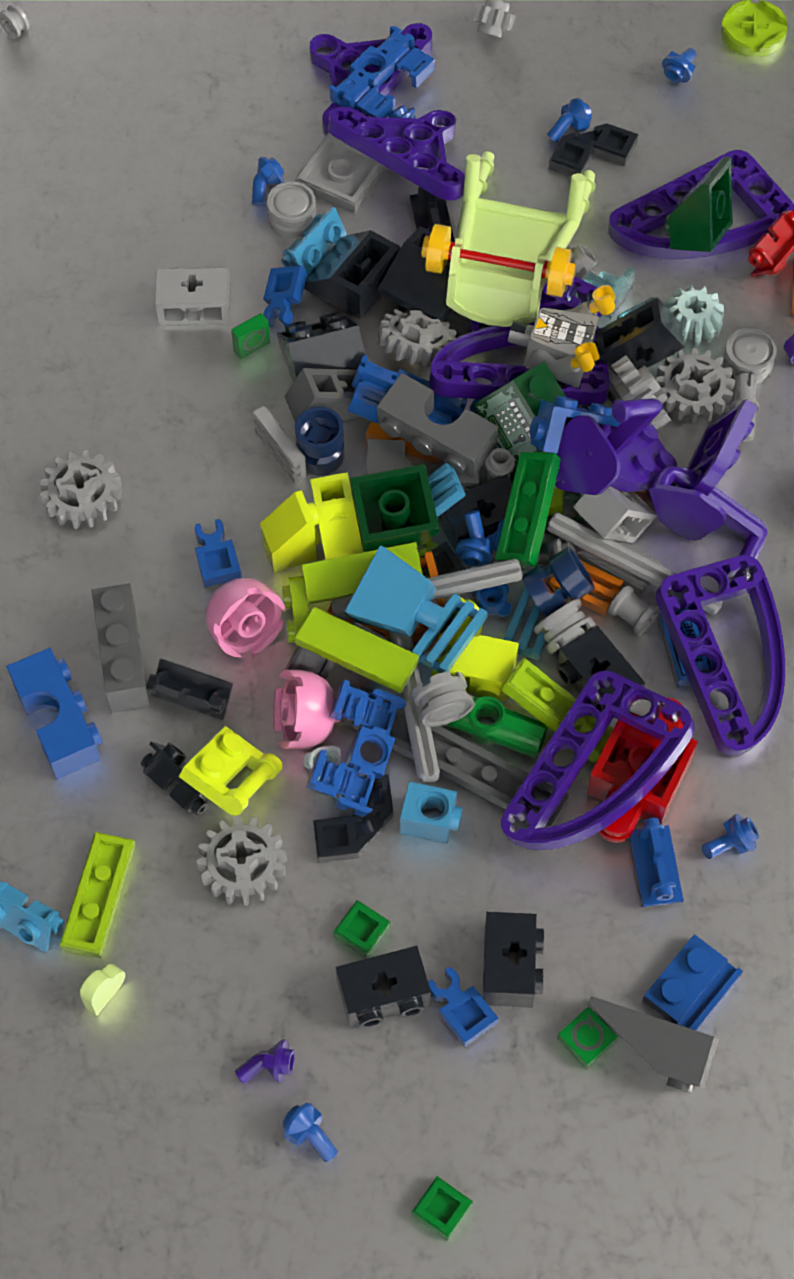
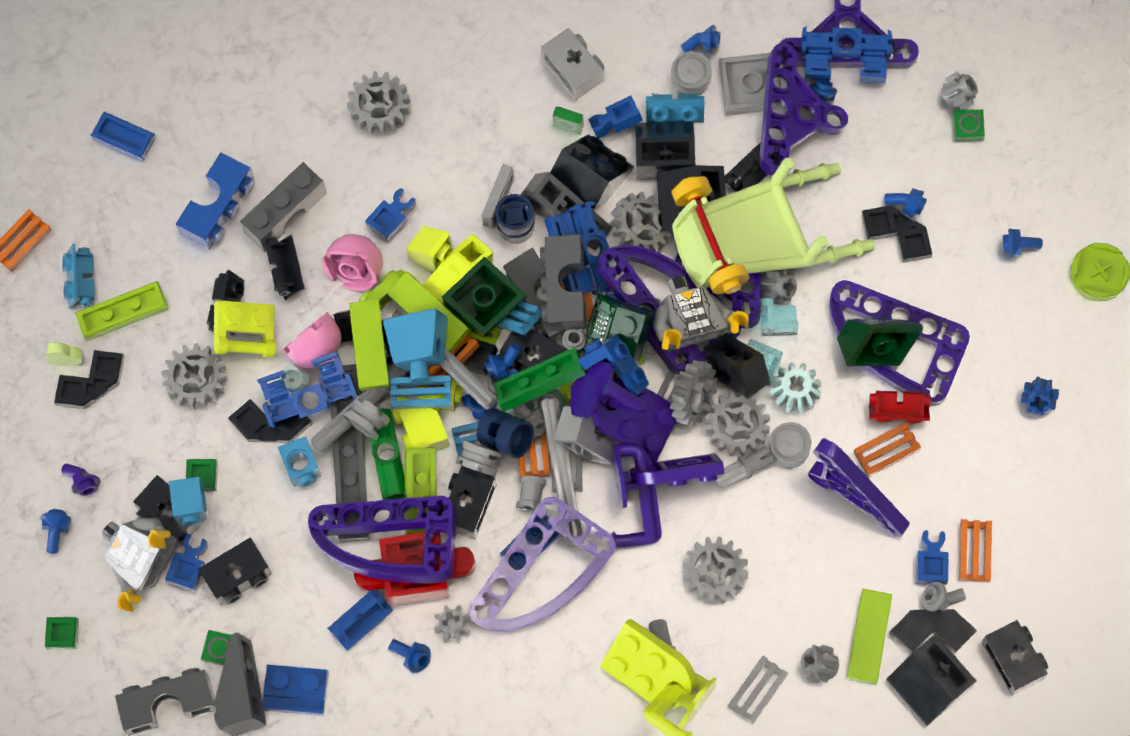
camera: 60 degrees right, 10 degrees up
(161, 996) = (103, 377): none -> black tile
(400, 945) = (188, 501): none -> dark azure brick
(417, 1049) = (137, 556): none -> torso
(530, 36) = (968, 125): none -> green tile
(603, 1171) = (139, 705): none -> dark grey arch
(731, 762) = (456, 615): none -> light grey gear

